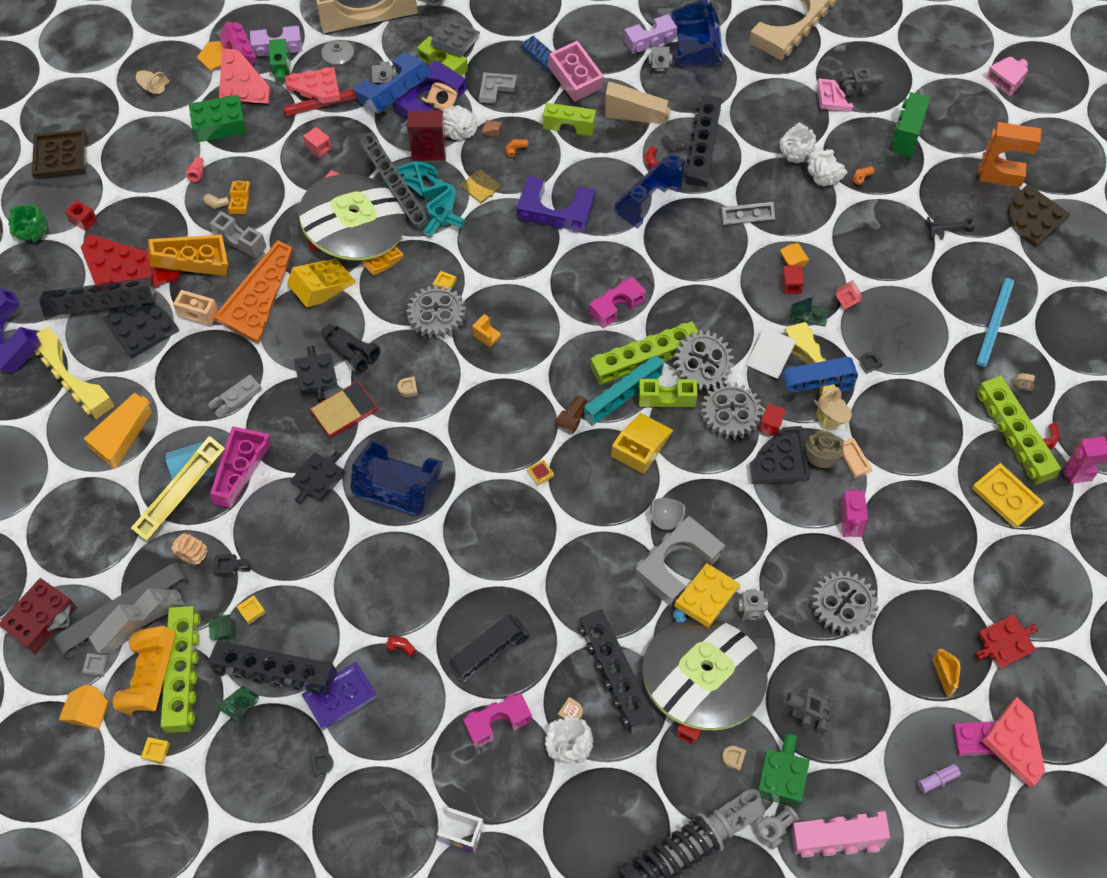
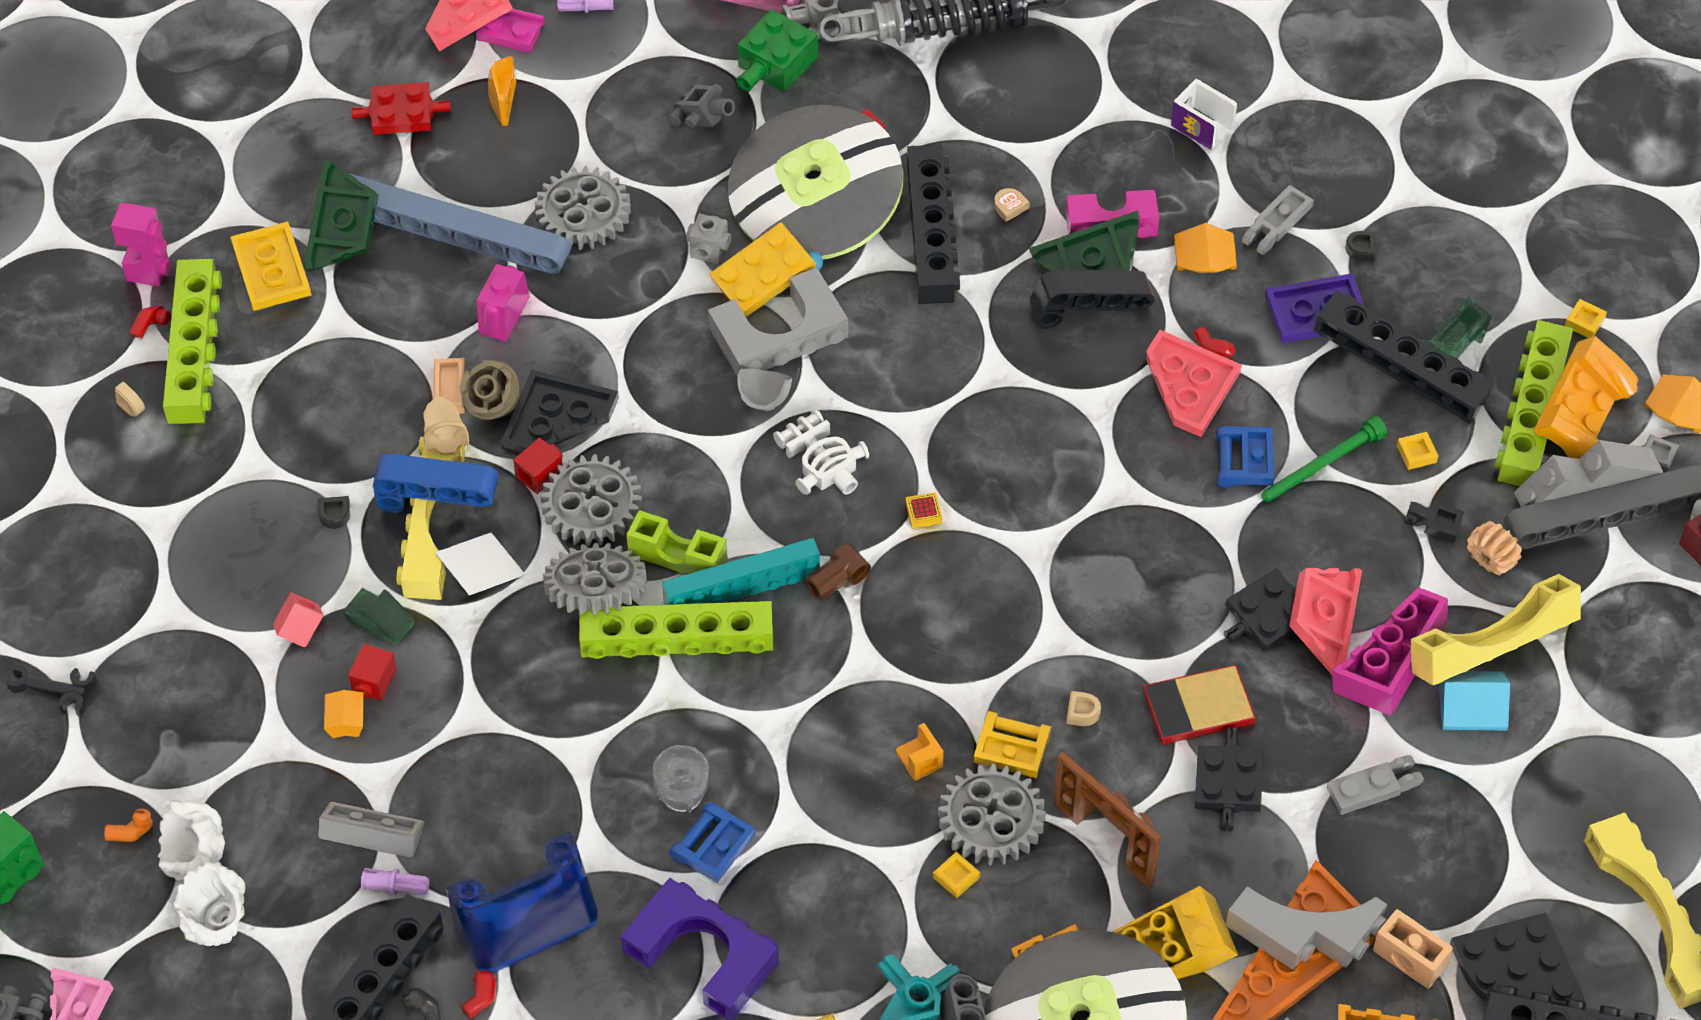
camera: 160 degrees left, 5 degrees down
(119, 430) = (1580, 779): light orange slope -> none
(222, 628) = (1465, 434): clear green head -> none
(258, 290) = (1294, 934): none -> light grey arch
(283, 480) = (1325, 612): none -> coral wing
(283, 615) = (1372, 430): none -> green piece
(343, 341) = (1166, 811): black piece -> none
(352, 573) = (1256, 456): none -> blue plate
(371, 315) = (1081, 793): none -> dark orange slope
(383, 762) = (1278, 218): none -> light grey hinge
(393, 481) = (1145, 560): clear blue windscreen -> none
(407, 611) = (1190, 380): none -> coral plate
(426, 718) = (1205, 249): none -> light orange slope
(438, 348) = (1010, 750): none -> yellow plate
(500, 678) = (1095, 248): none -> dark green wing
(568, 254) = (719, 848): none -> blue plate
(569, 740) = (1019, 152): white hair -> none
(602, 485) = (830, 456): none -> white piece
(603, 271) = (681, 777): none -> clear piece
(627, 292) = (707, 728): dark pink arch -> none
(640, 443) = (752, 493): yellow slope -> none
(719, 190) = (394, 881): none -> lavender axle
(733, 757) = (823, 95): tan tile -> none
(924, 562) = (469, 228): none -> sand blue beam
(986, 533) = (340, 219): none -> dark green wing
(995, 322) = (99, 507): medium azure axle -> none

